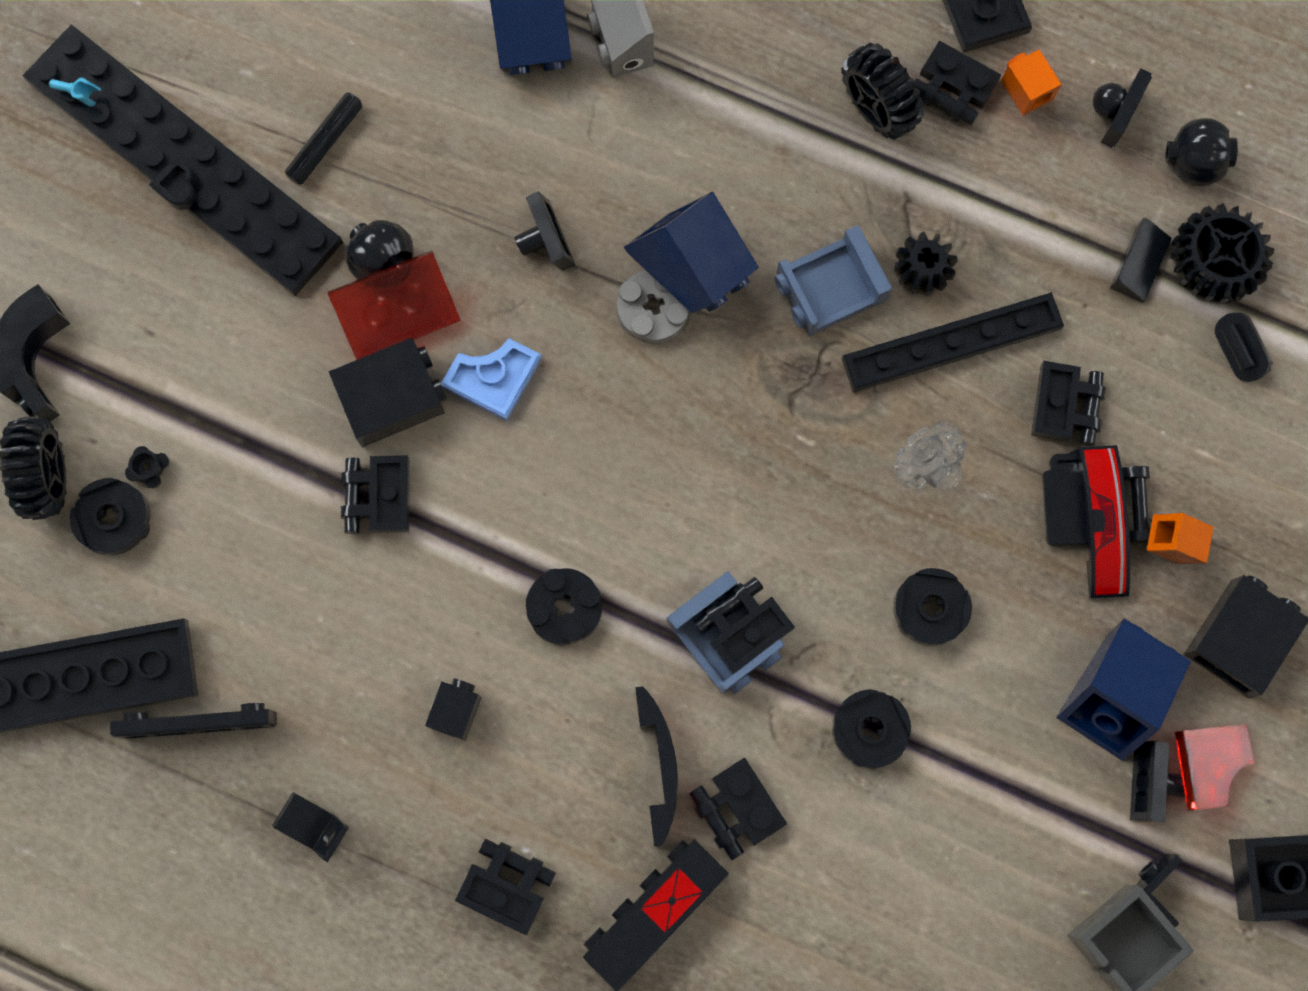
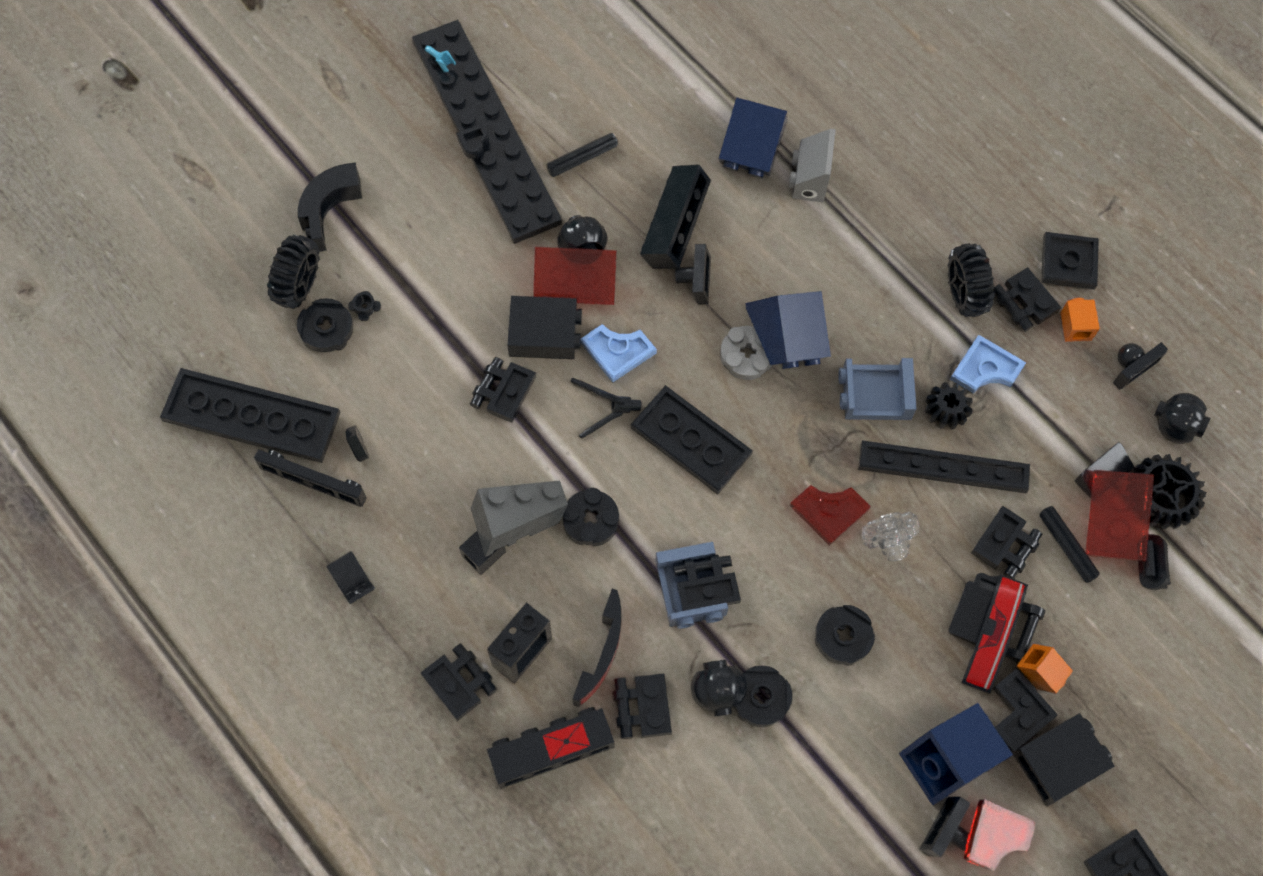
camera: 25 degrees right, 10 degrees down
(228, 651) = (356, 443): none -> black tile
(473, 650) = (516, 511): none -> dark grey wedge
(483, 170) = (675, 217): none -> black brick
(528, 446) = (619, 405): none -> black plant
(559, 828) = (516, 652): none -> black window
(637, 449) = (691, 439): none -> black tile
(817, 743) = (718, 687): none -> black plant
(844, 464) = (830, 512): none -> clear red tile
(944, 188) = (986, 364): none -> light blue tile
(1139, 370) = (1069, 544): none -> black axle
(1183, 600) = (1028, 710): none -> black plate
(1185, 309) = (1120, 515): none -> clear red tile

